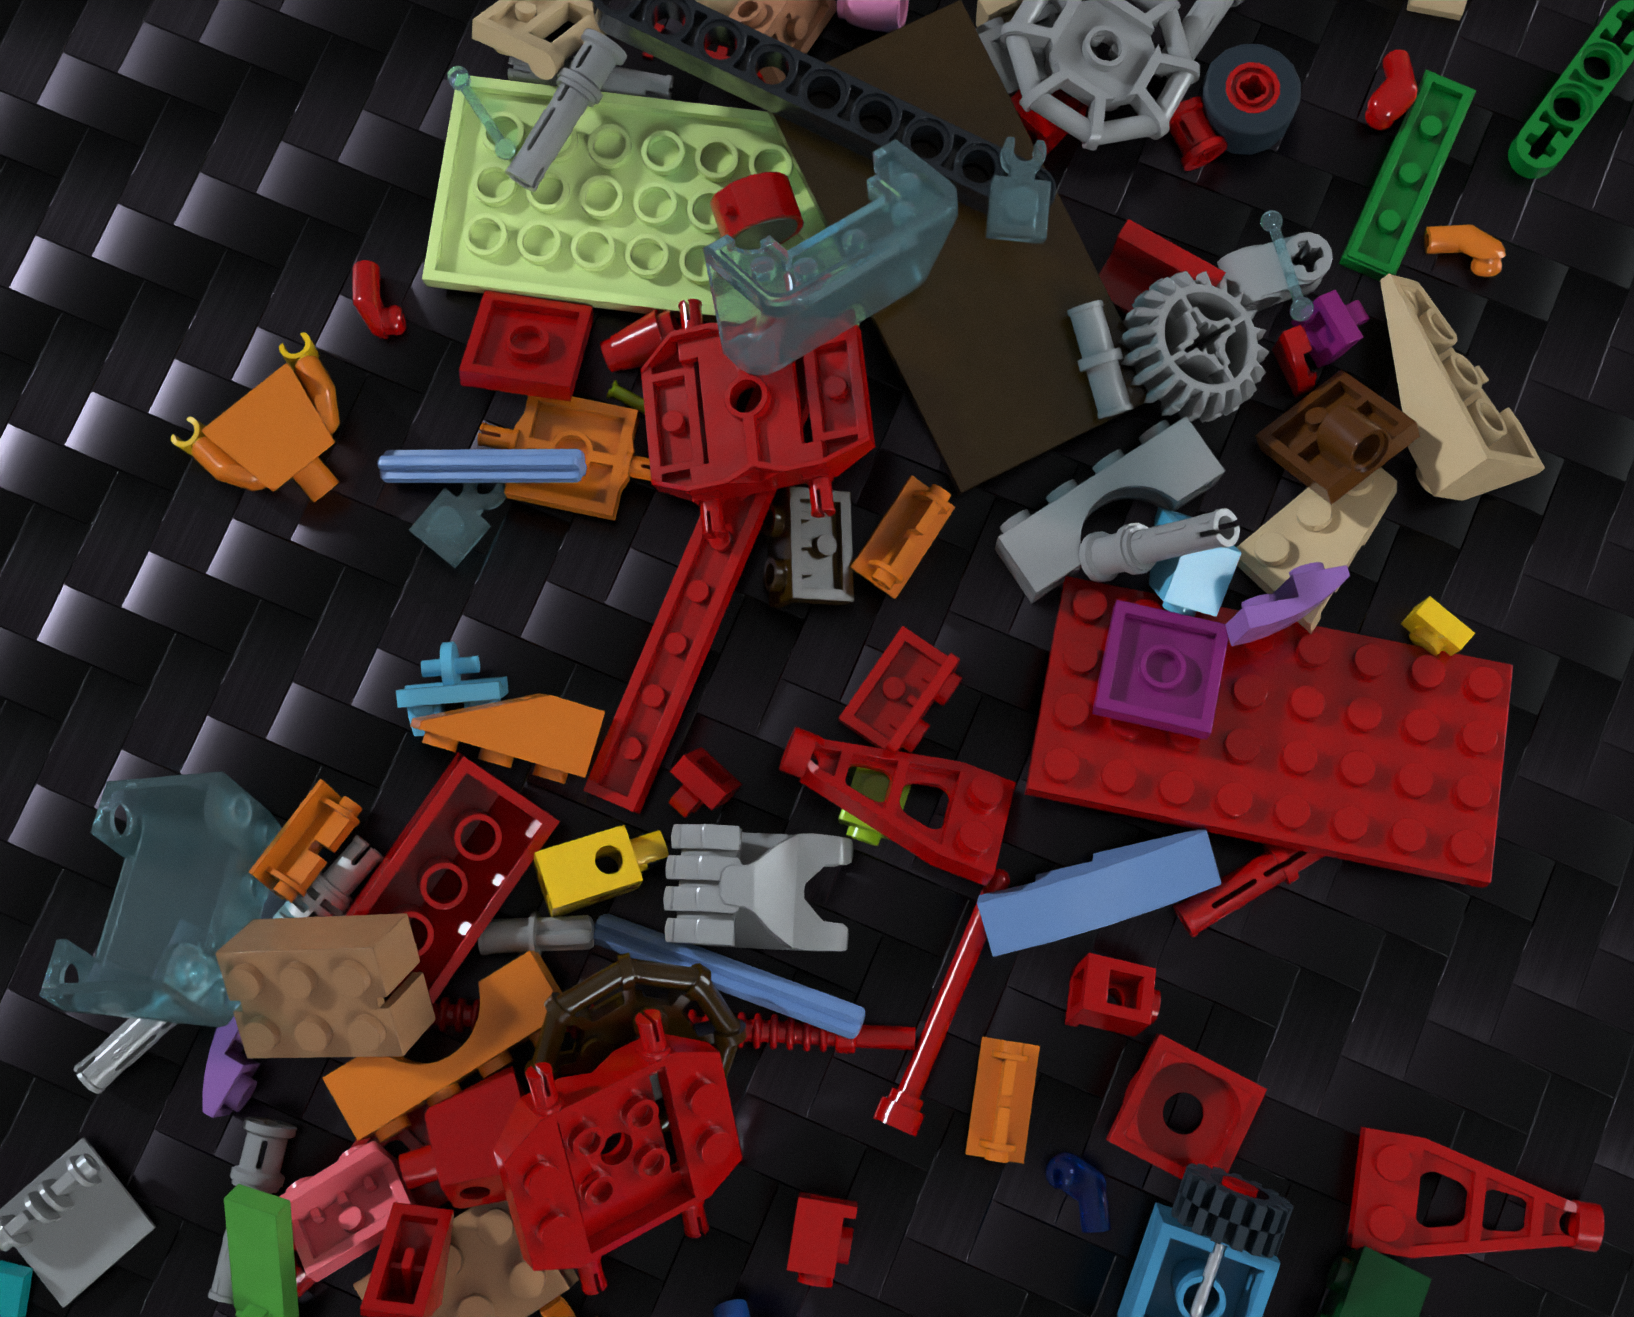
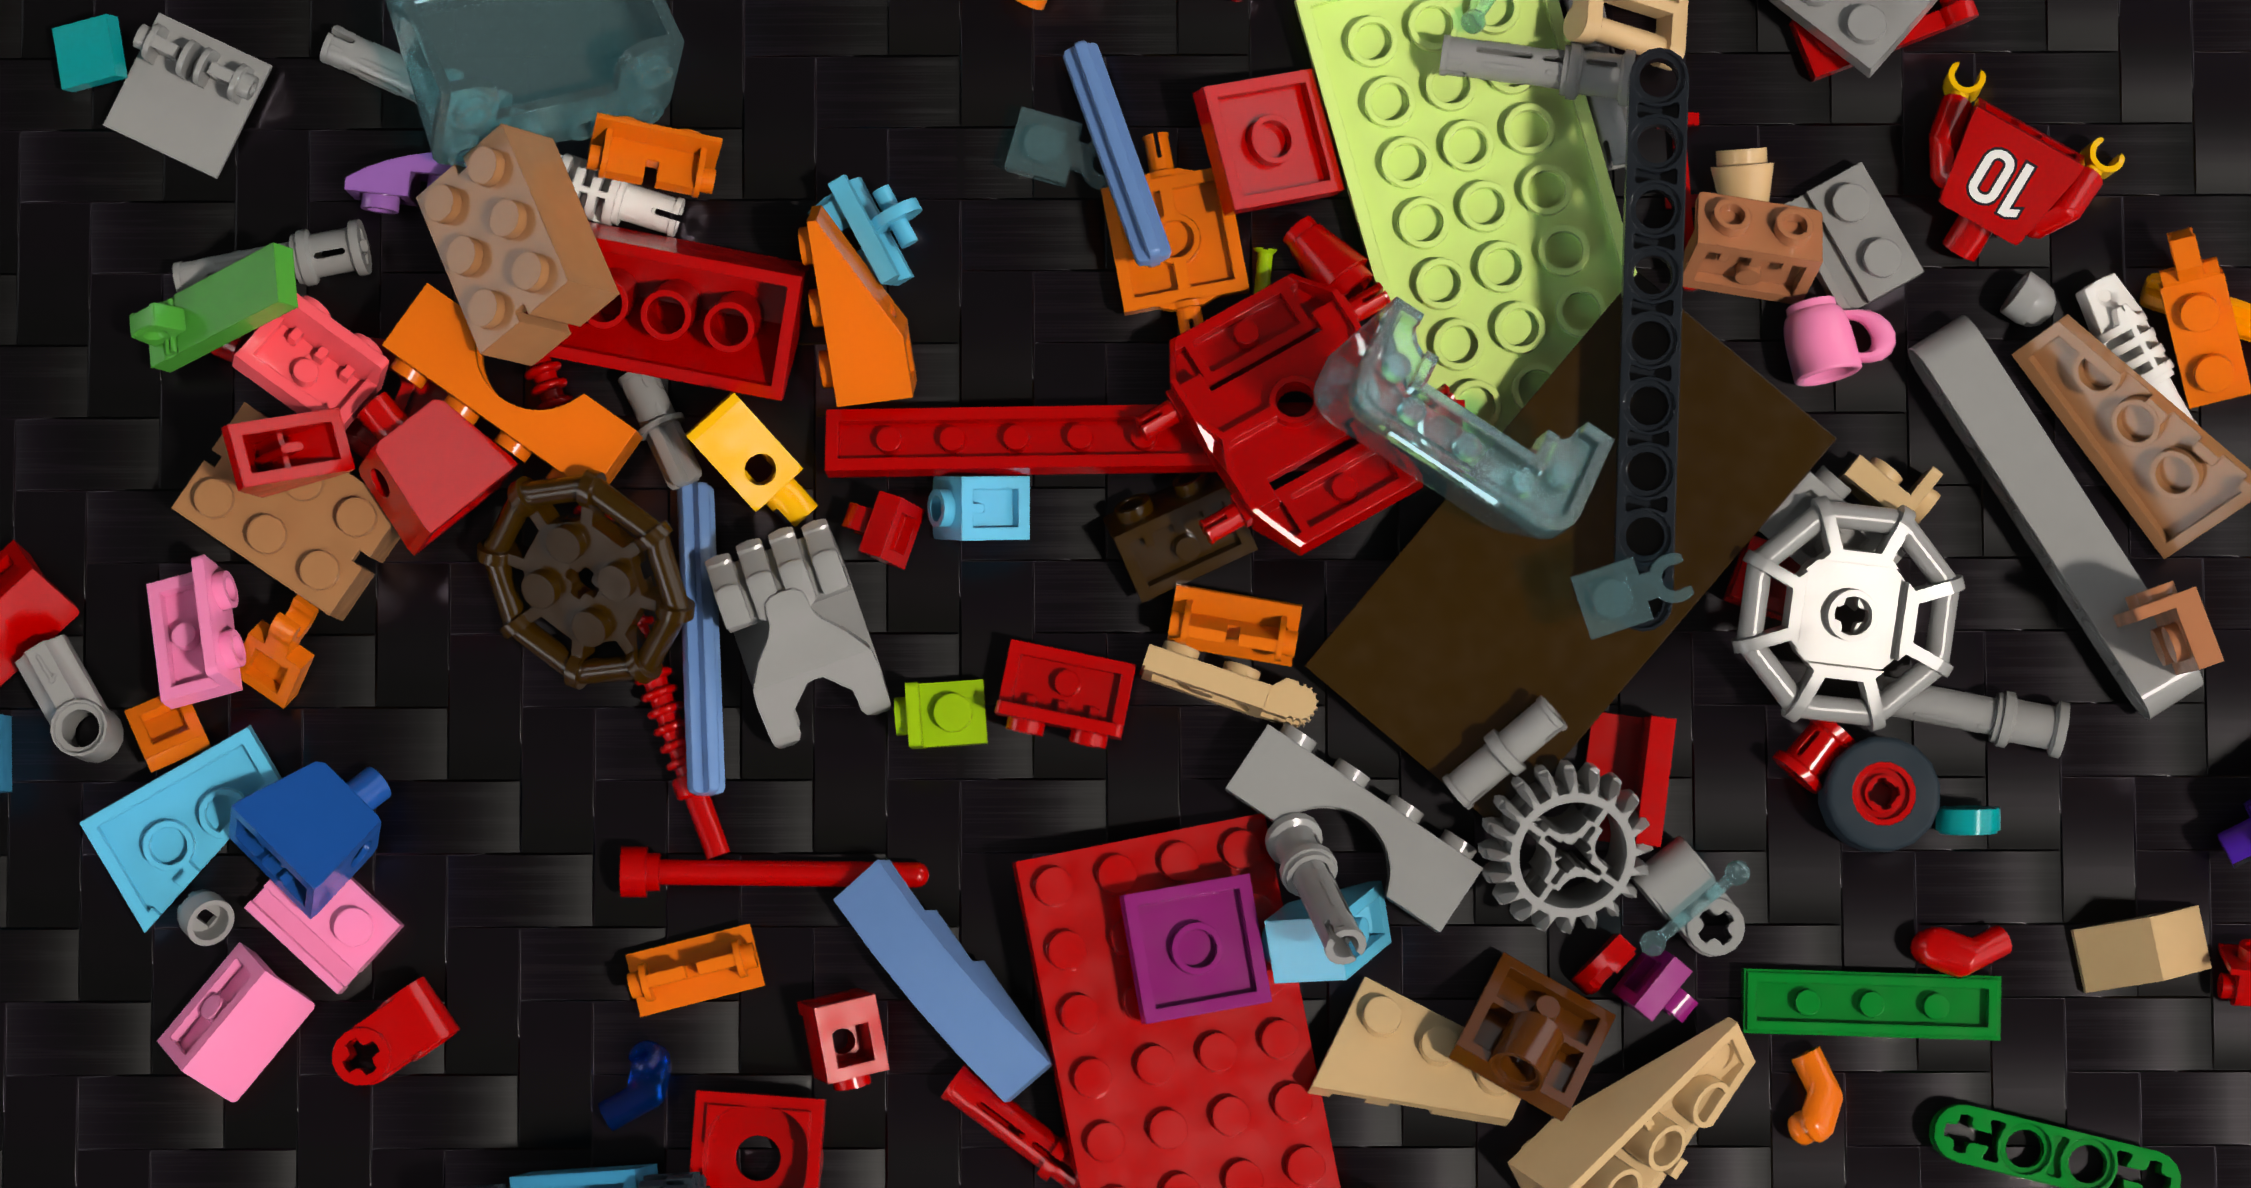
camera: 65 degrees right, 5 degrees up
(581, 1203) = (413, 592): red piece -> none
(719, 700) = (980, 508): none -> medium azure bracket
(757, 208) = (1506, 323): red piece -> none
(820, 1238) = (481, 842): red brick -> none
(951, 560) = (1231, 686): none -> tan hinge
(974, 815) = (963, 821): red plate -> none
(1289, 603) = (1327, 1058): medium lavender slope -> none
(1297, 38) = (1968, 820): none -> teal tile

